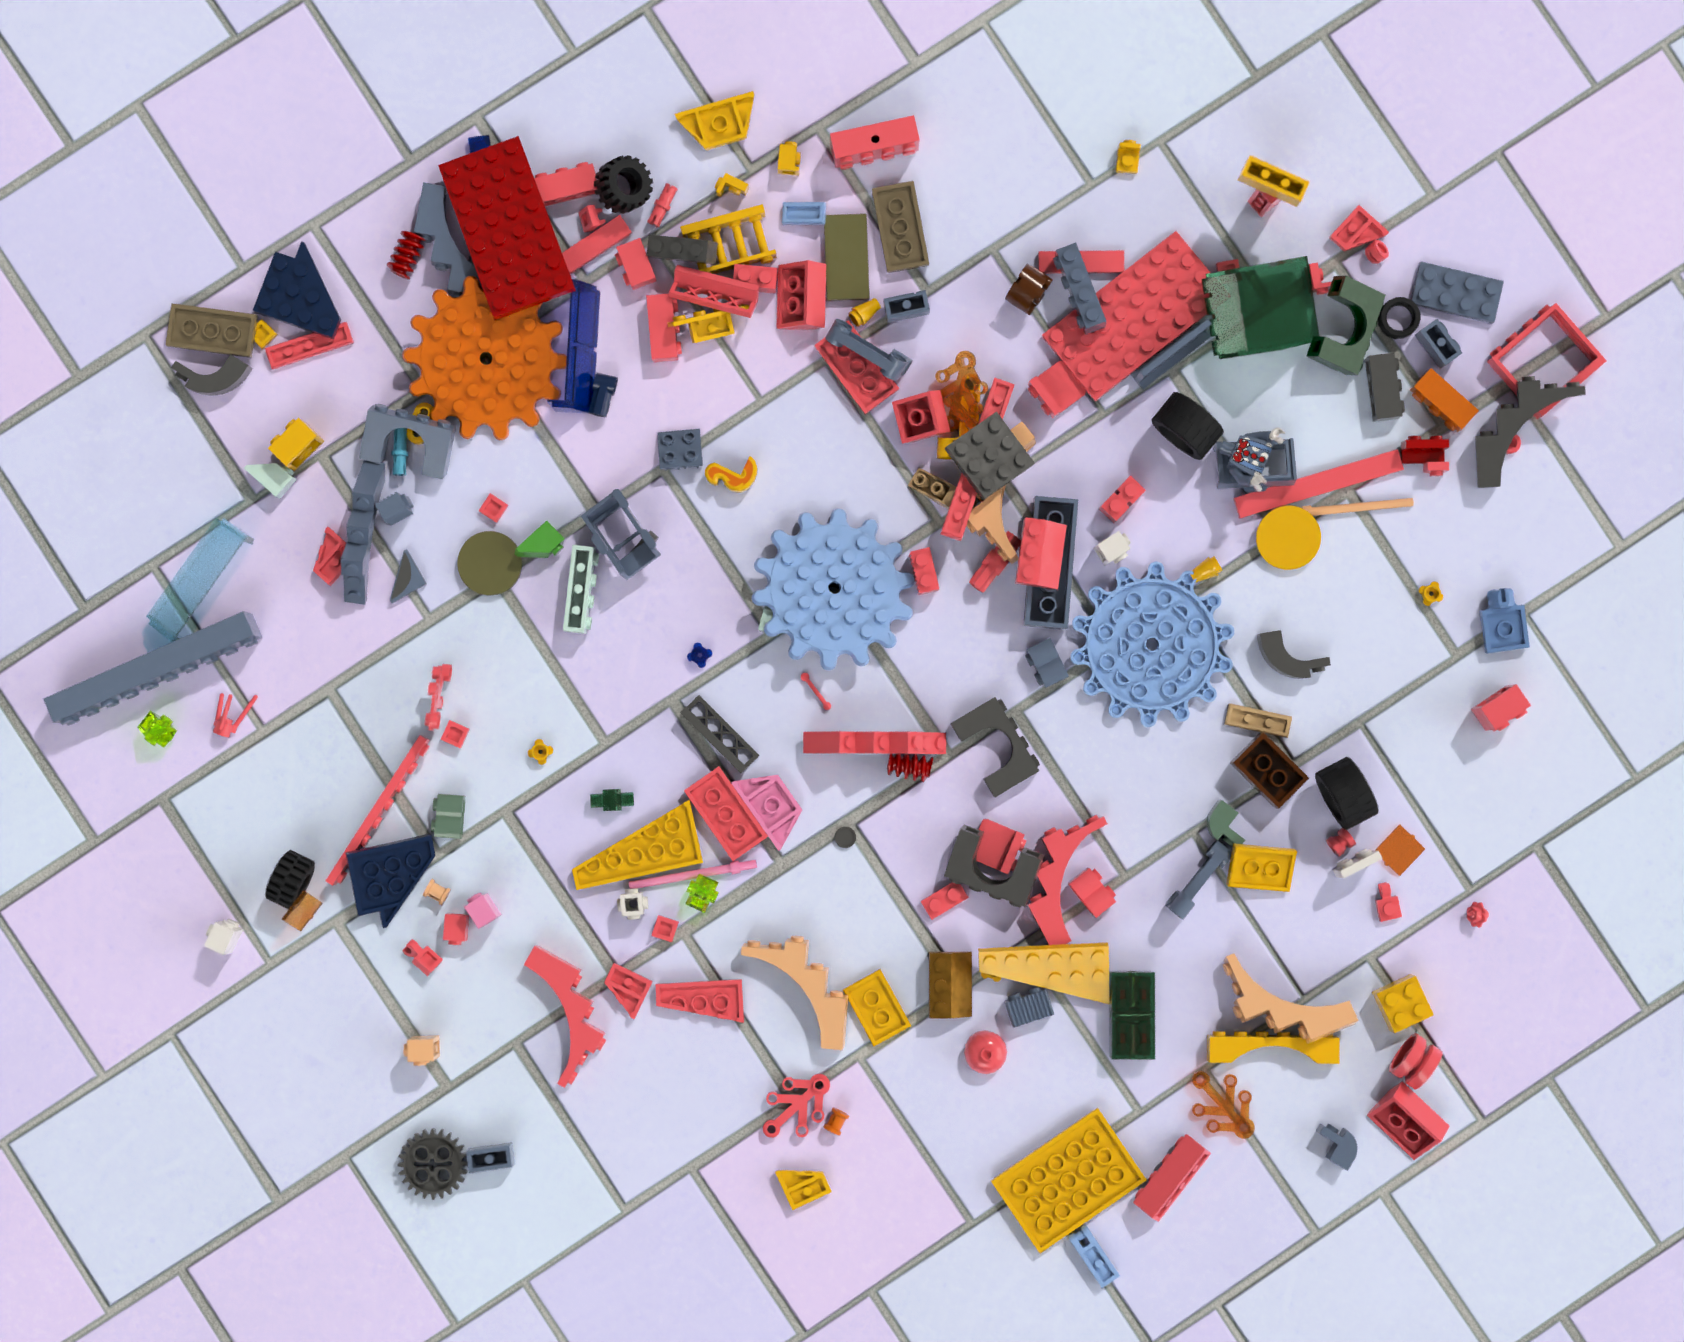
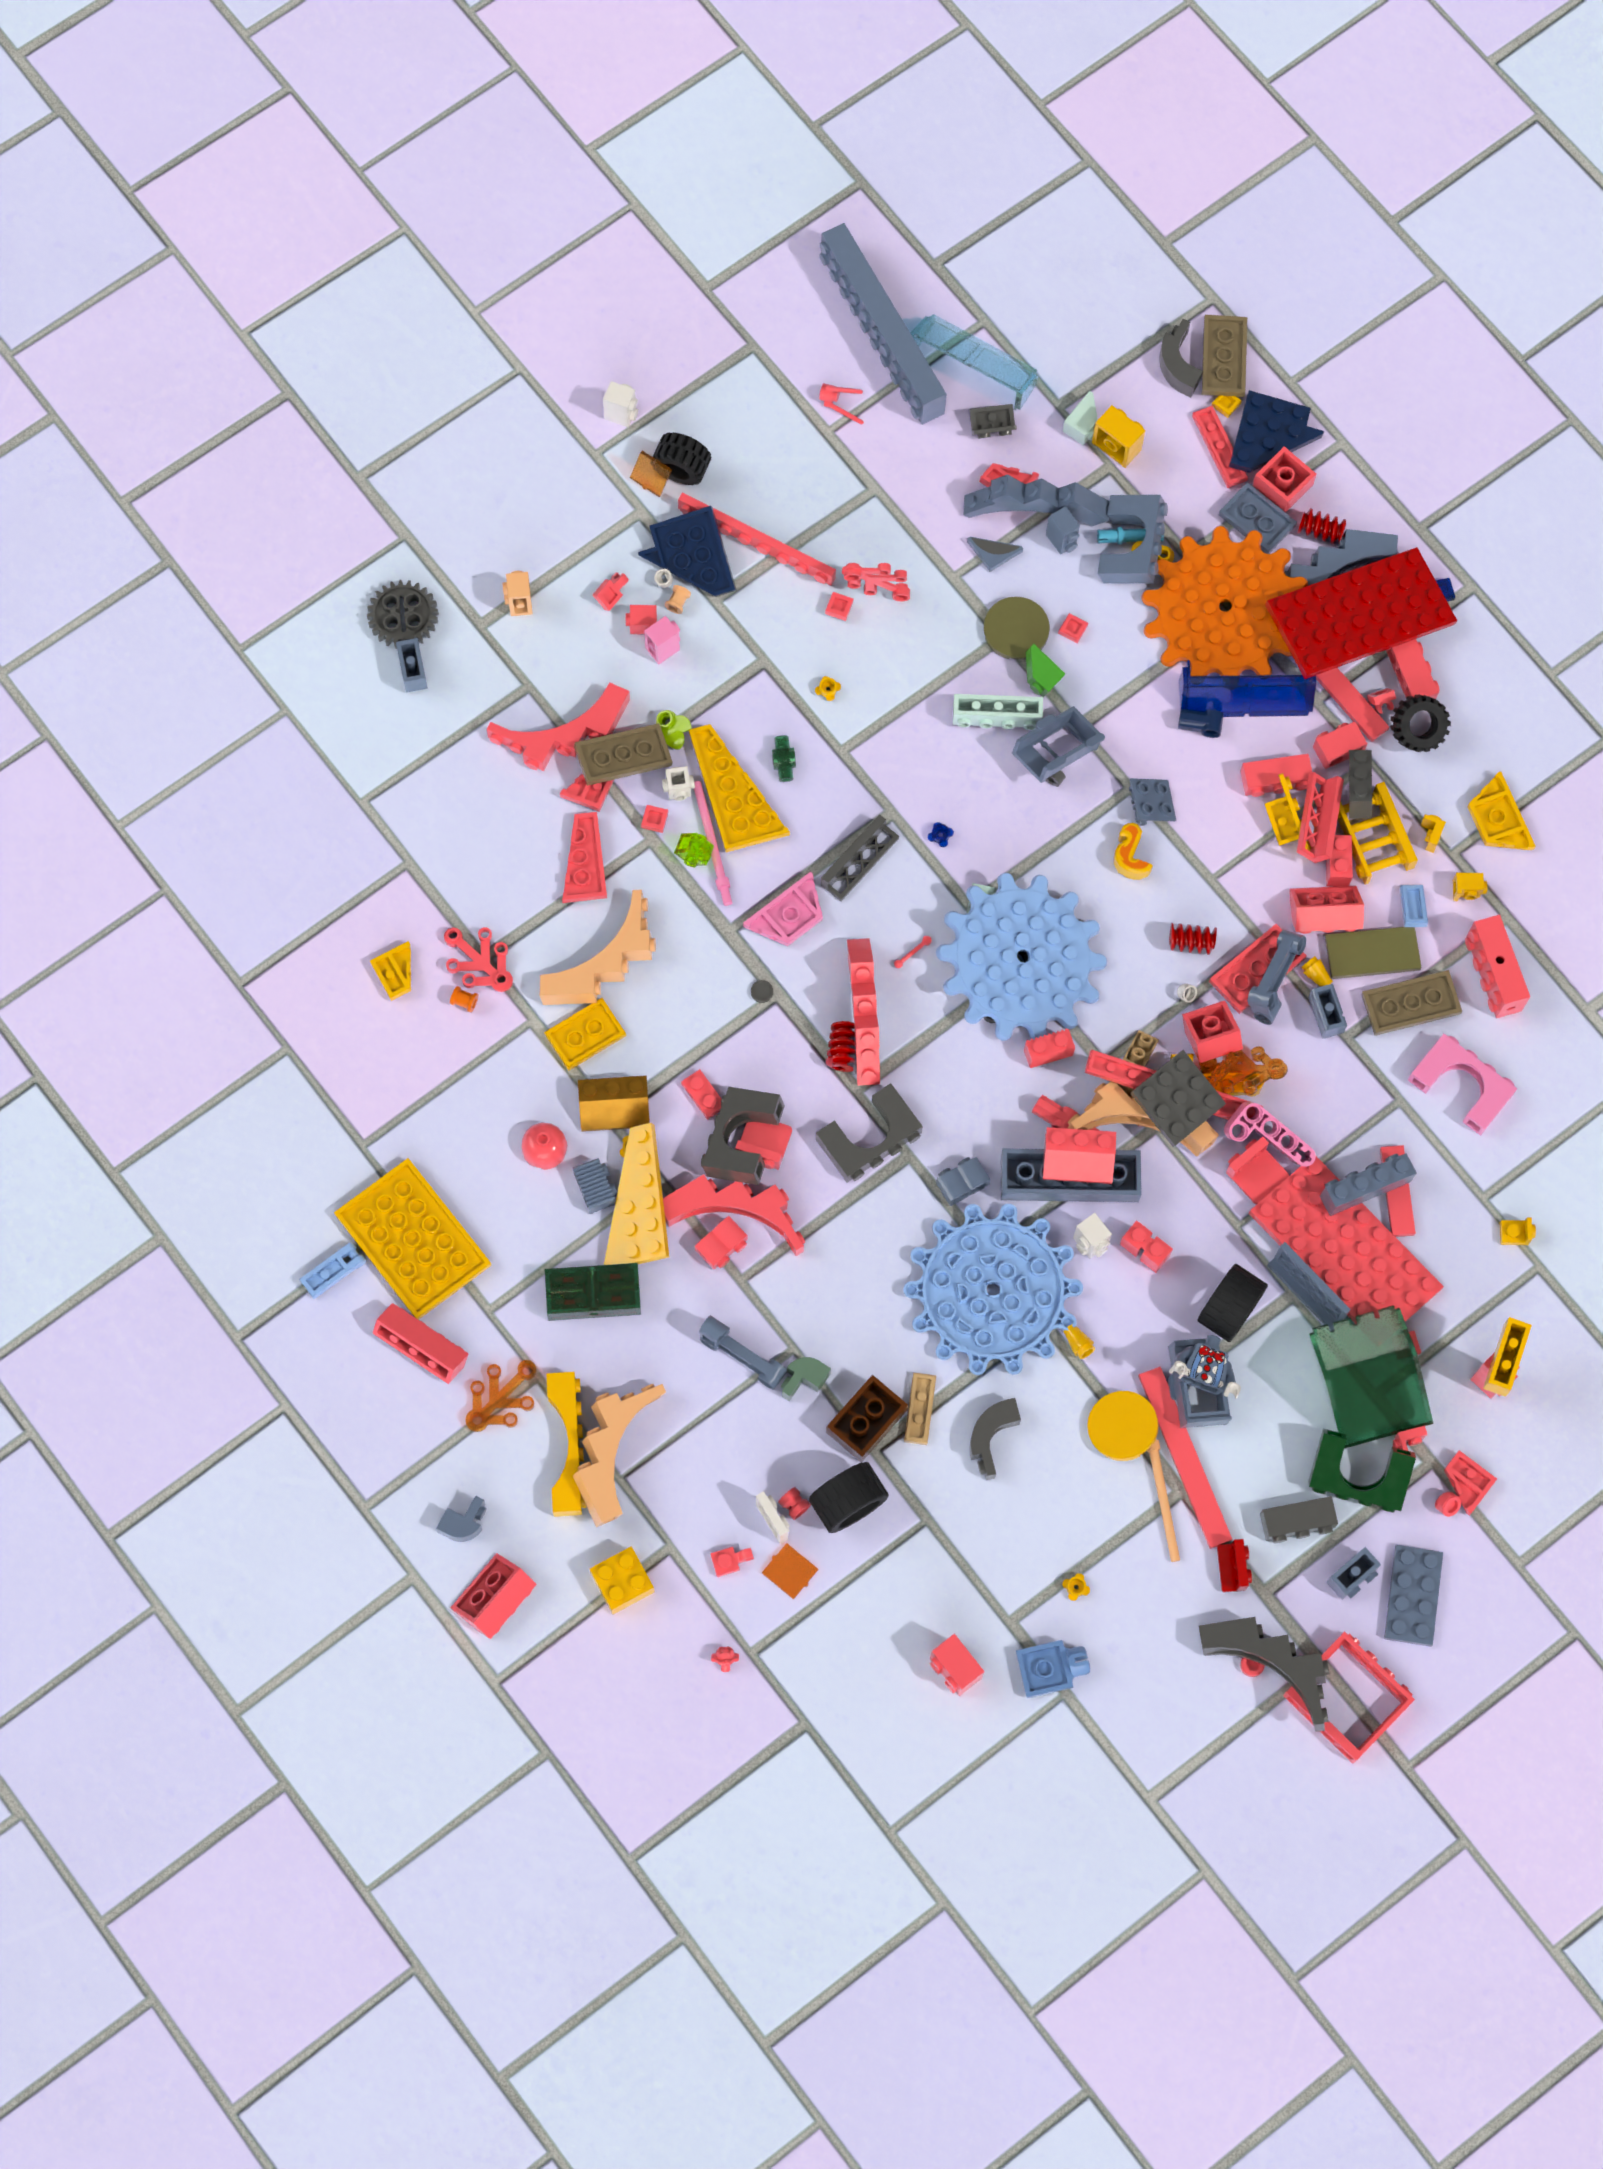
camera: 90 degrees right, 15 degrees down
(157, 729) = (822, 332): clear neon green brick -> none
(267, 567) = (991, 420): none -> dark grey bracket
(354, 286) = (1284, 479): none -> coral brick
(390, 316) = (1254, 511): none -> sand blue plate
(415, 908) = (659, 580): none -> white hinge
(449, 816) = (755, 605): sand green brick -> none
(577, 908) = (674, 730): none -> lime plate
(599, 956) = (623, 754): none -> dark tan plate
(662, 205) = (1404, 767): coral pin -> none
(726, 813) = (777, 869): coral plate -> none
(824, 425) = (1192, 938): none -> red piece
(876, 436) = (1187, 992): none -> white hinge
(993, 160) = (1449, 1055): none -> bright pink arch
(1027, 370) = (1274, 1136): none -> bright pink beam
(1028, 289) = (1361, 1132): reddish brown brick -> none
(1261, 867) = (760, 1417): yellow tile -> none
(1415, 316) = (1387, 1517): black tyre -> none
(1415, 1061) = (560, 1594): coral wheel -> none
(1436, 468) = (1215, 1581): coral plate -> none
(1443, 400) = (1291, 1585): orange brick -> none

